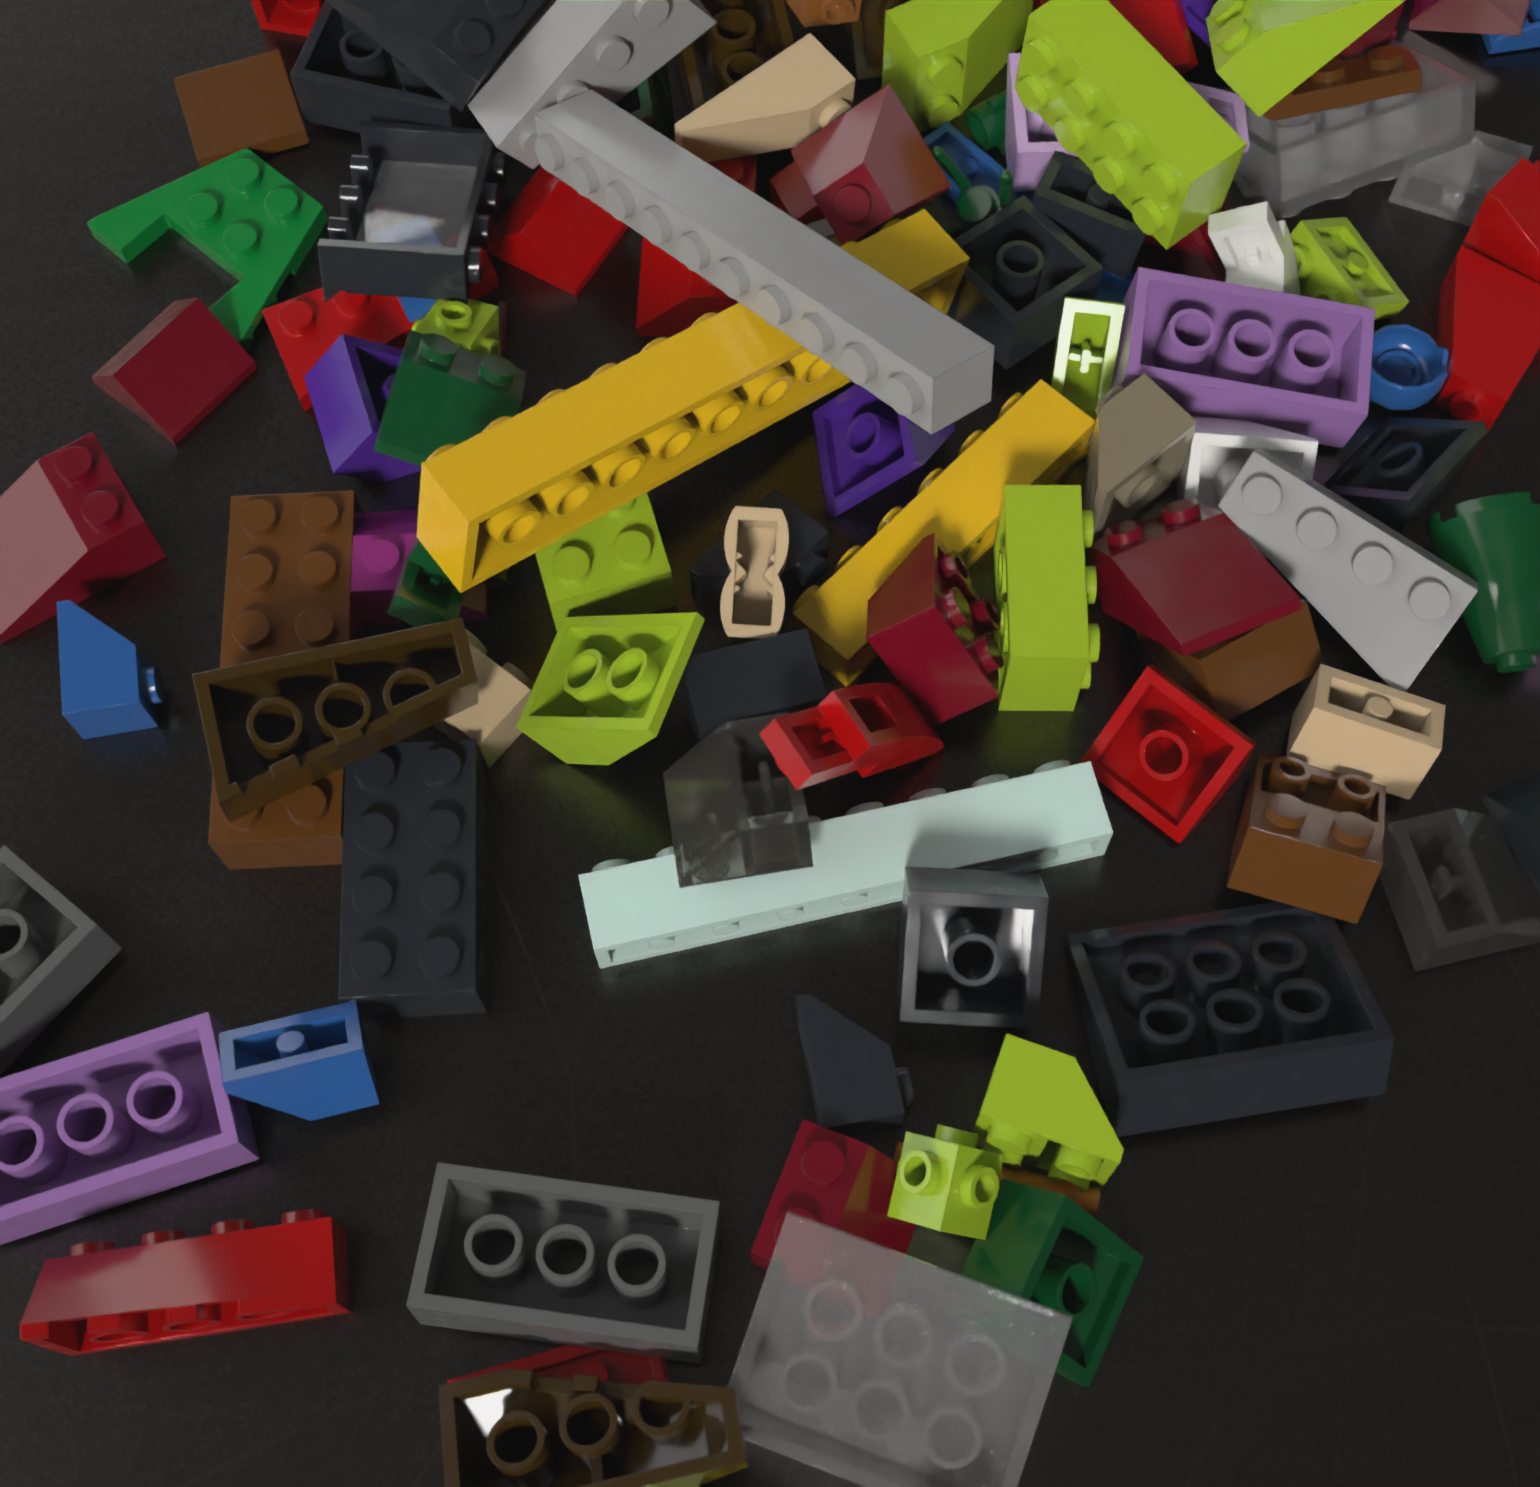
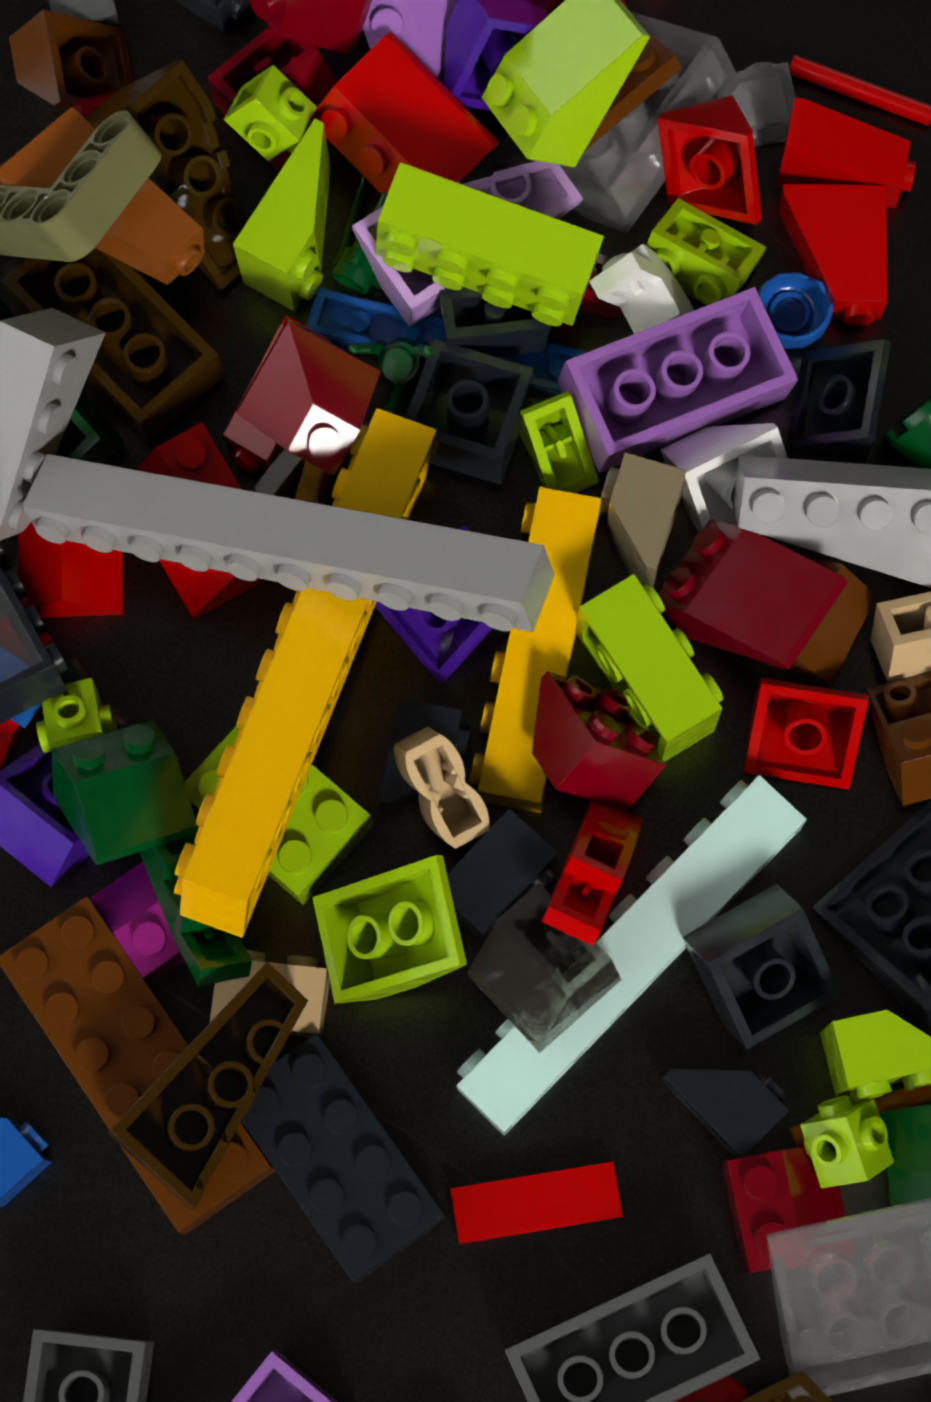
camera: 30 degrees left, 10 degrees up
(302, 1063) = (356, 1341): blue slope -> none
(585, 1051) = (536, 1202): none -> red tile
(771, 106) = (203, 380): tan slope -> none
(1399, 186) = (711, 159): none -> red slope

